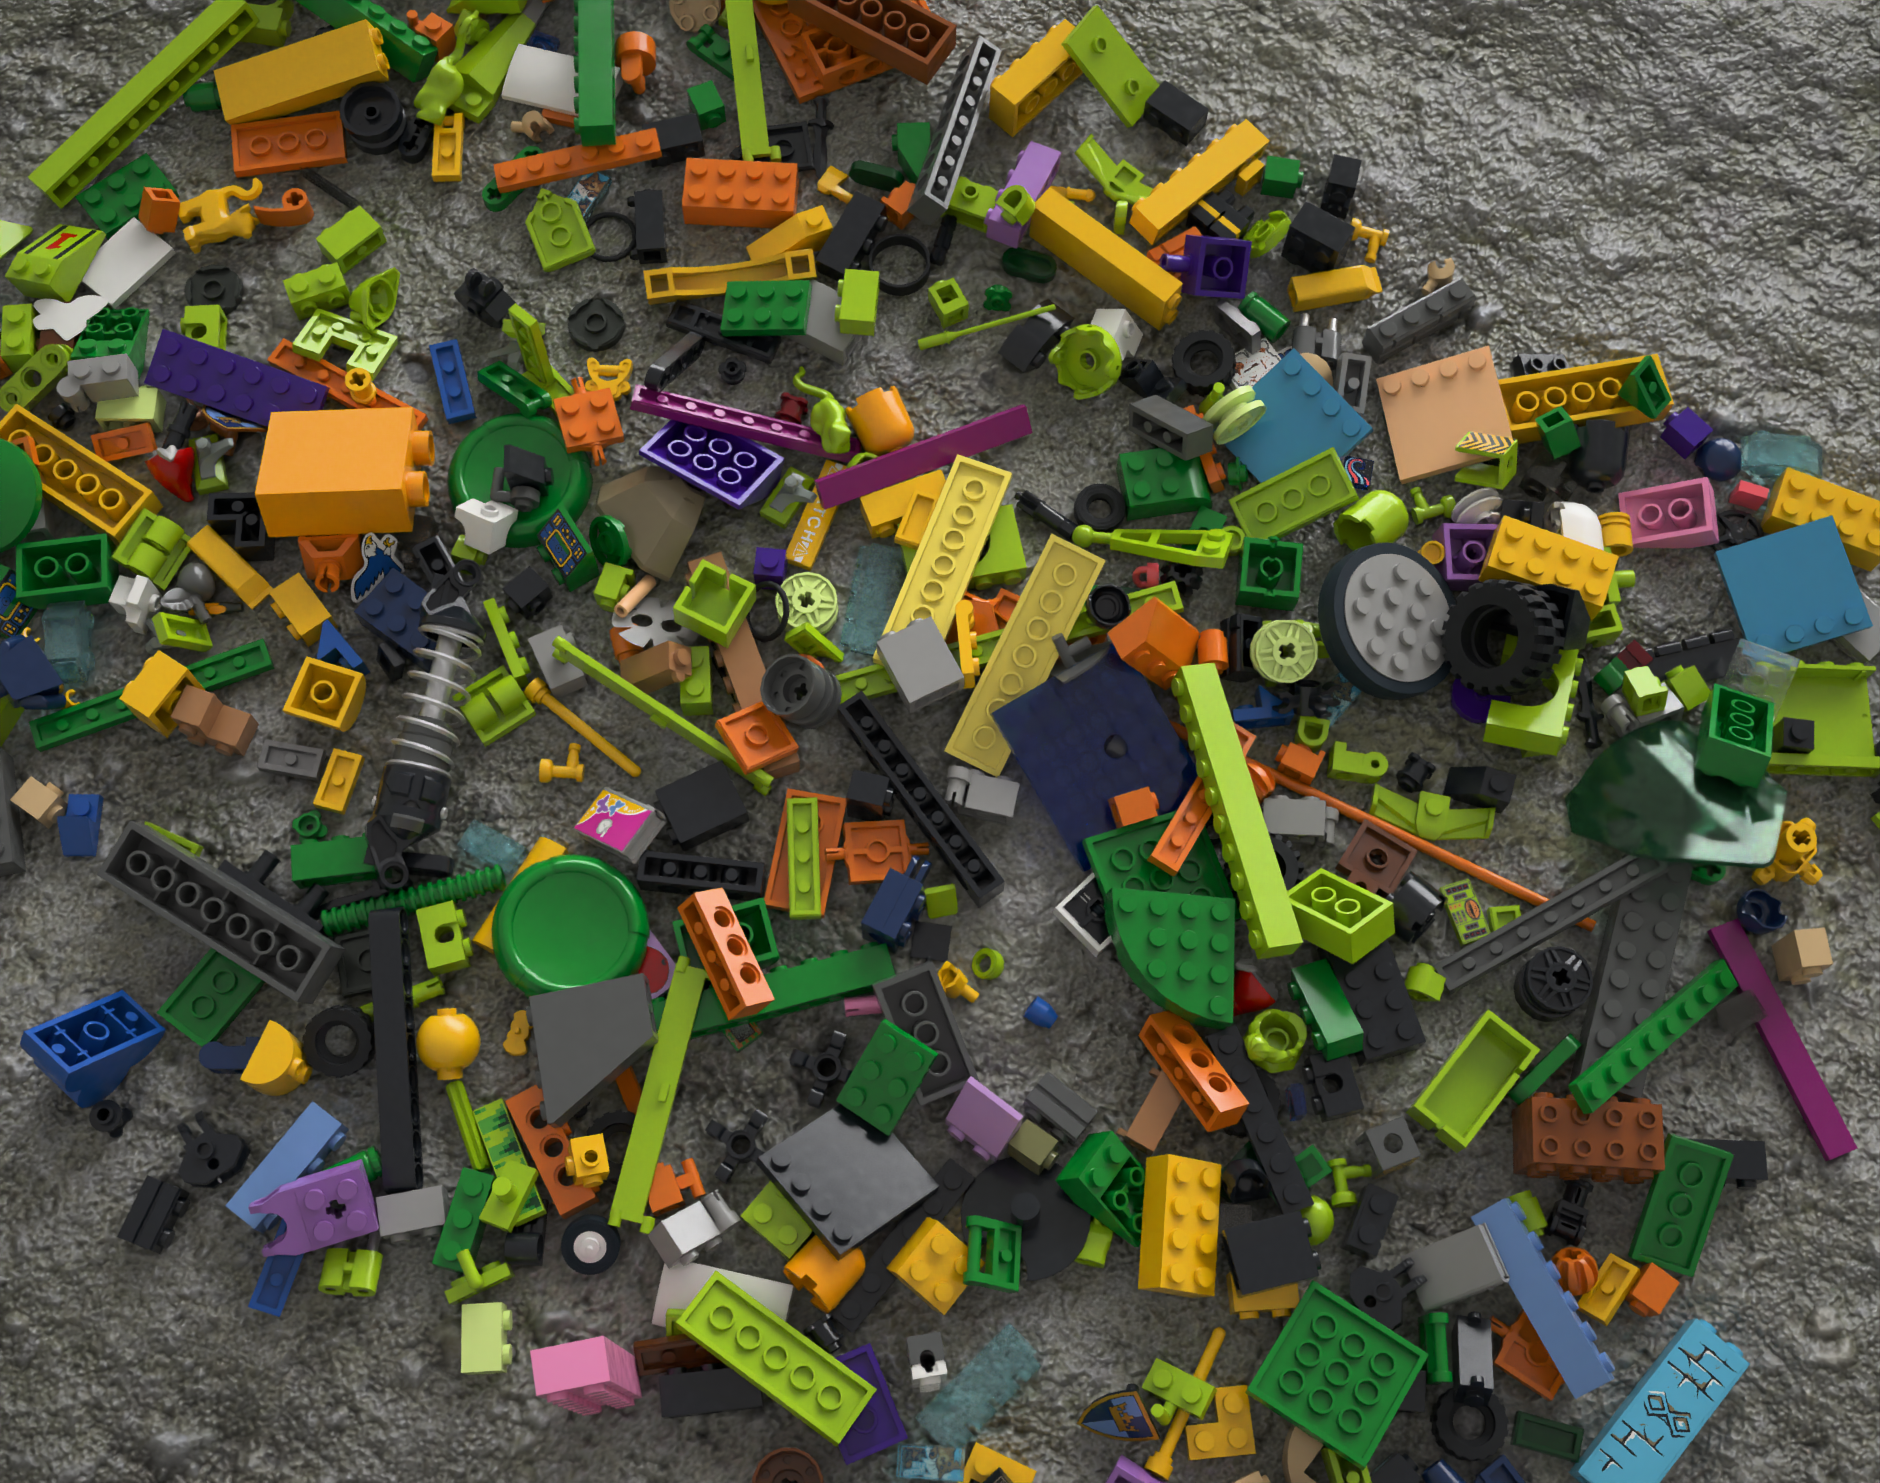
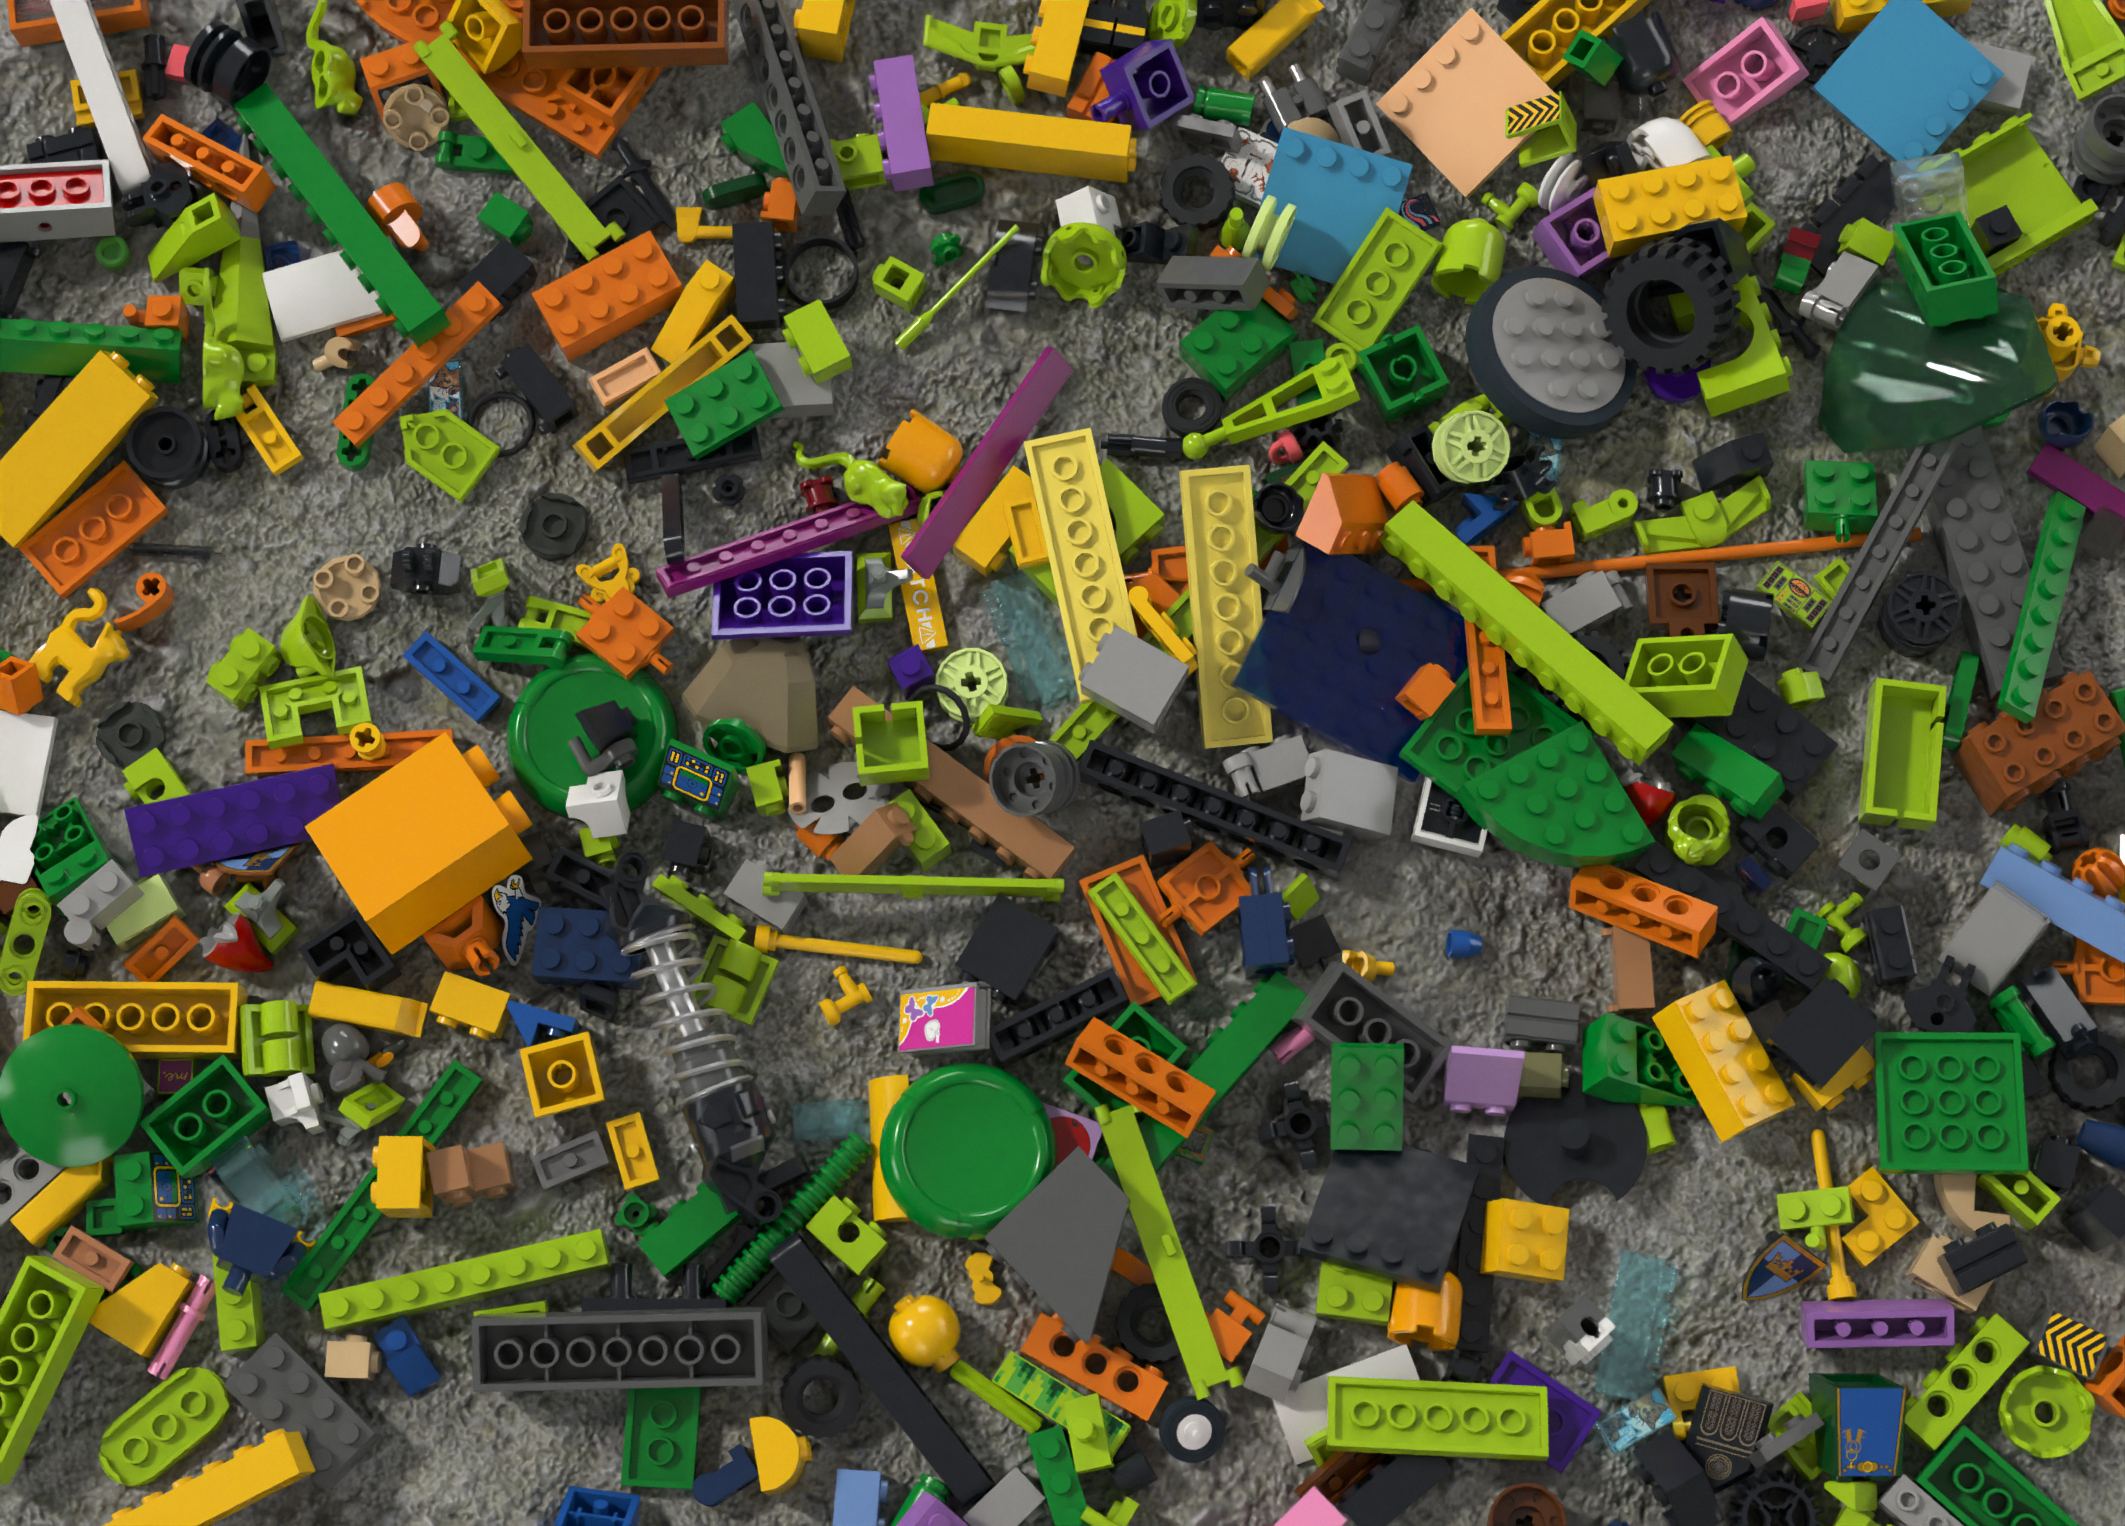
camera: 25 degrees left, 5 degrees up
(72, 528) = (174, 1075): none -> magenta tile
(157, 797) = (465, 1281): none -> lime brick
(179, 429) = (213, 901): black pin -> none
(351, 239) = (236, 592): lime brick -> none
(426, 280) = (347, 587): none -> tan dish
(531, 343) = (526, 593): lime tile -> none
(587, 1160) = (1141, 1353): yellow brick -> none
(714, 253) = (624, 378): none -> light nougat tile
(756, 737) = (1020, 850): orange tile -> none
(996, 967) = (1391, 924): lime piece -> none
(1002, 1254) = (1580, 1193): green plate -> none
(1016, 205) = (914, 145): lime plate -> none
(1026, 847) = (1349, 794): none -> light grey brick
(1432, 551) = (1545, 256): yellow piece -> none
(1546, 860) = (1839, 497): none -> green plate
(1643, 691) = (1832, 274): lime brick -> none

